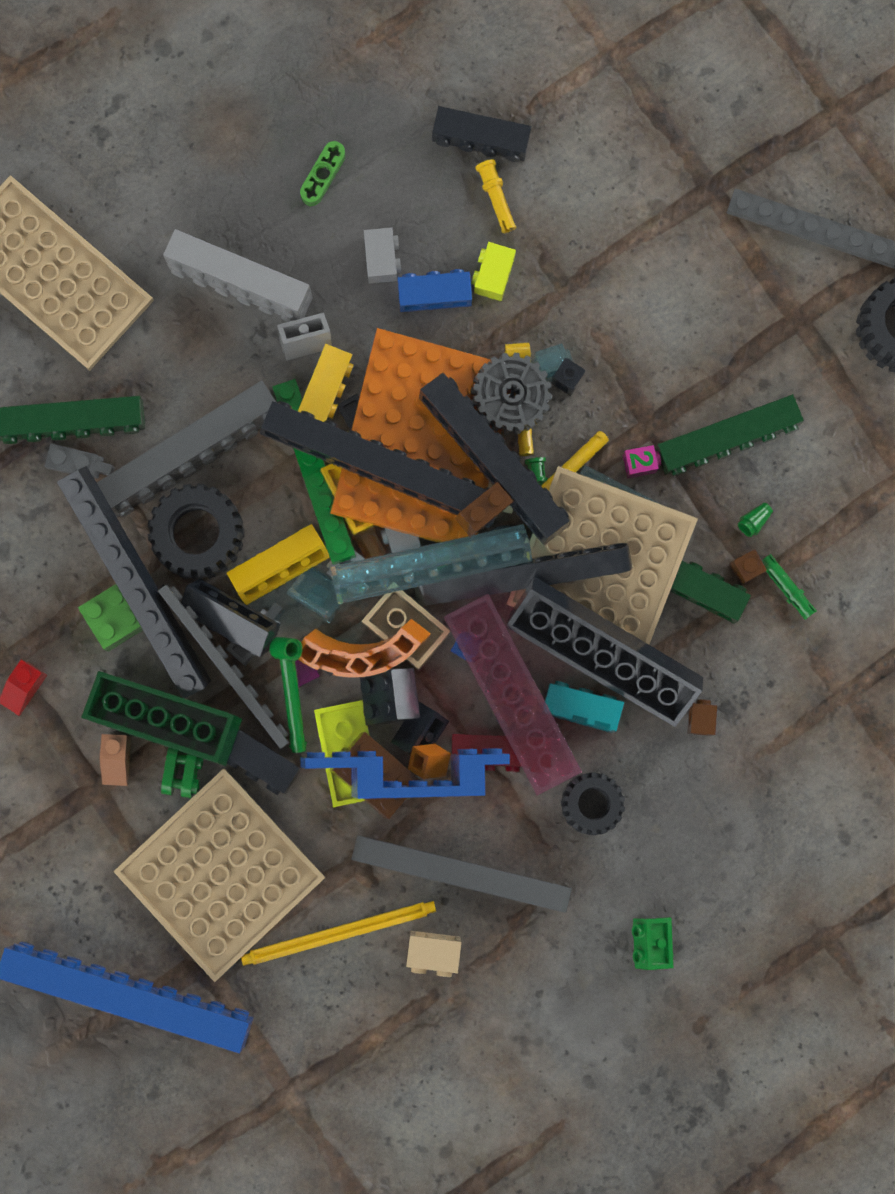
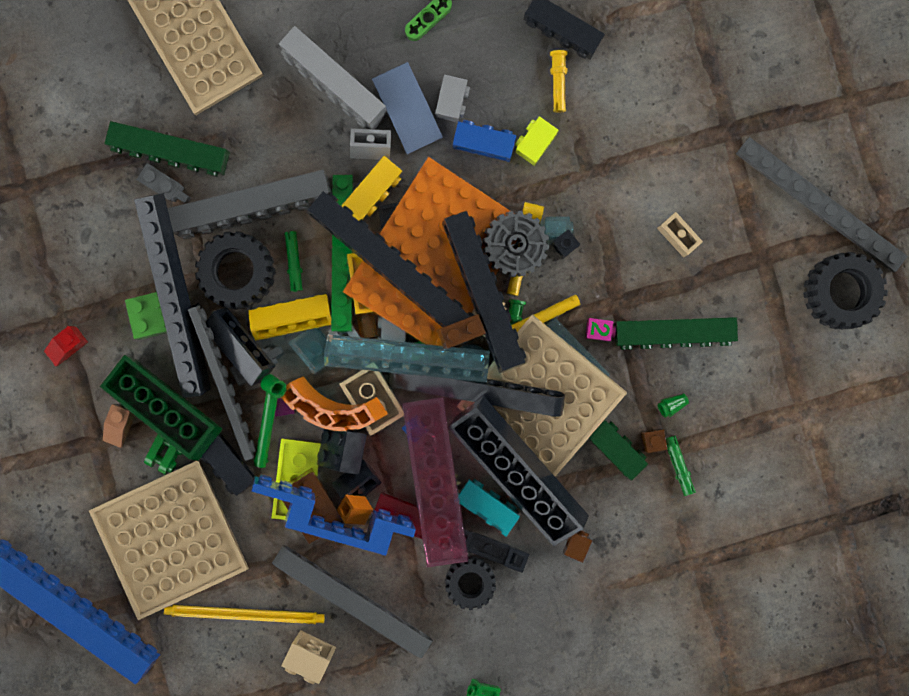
camera: 25 degrees right, 5 degrees up
(257, 495) = (294, 270): none -> green pin
(333, 282) = (407, 107): none -> sand blue slope
(611, 757) = (496, 551): none -> black slope
(695, 323) = (679, 235): none -> tan brick

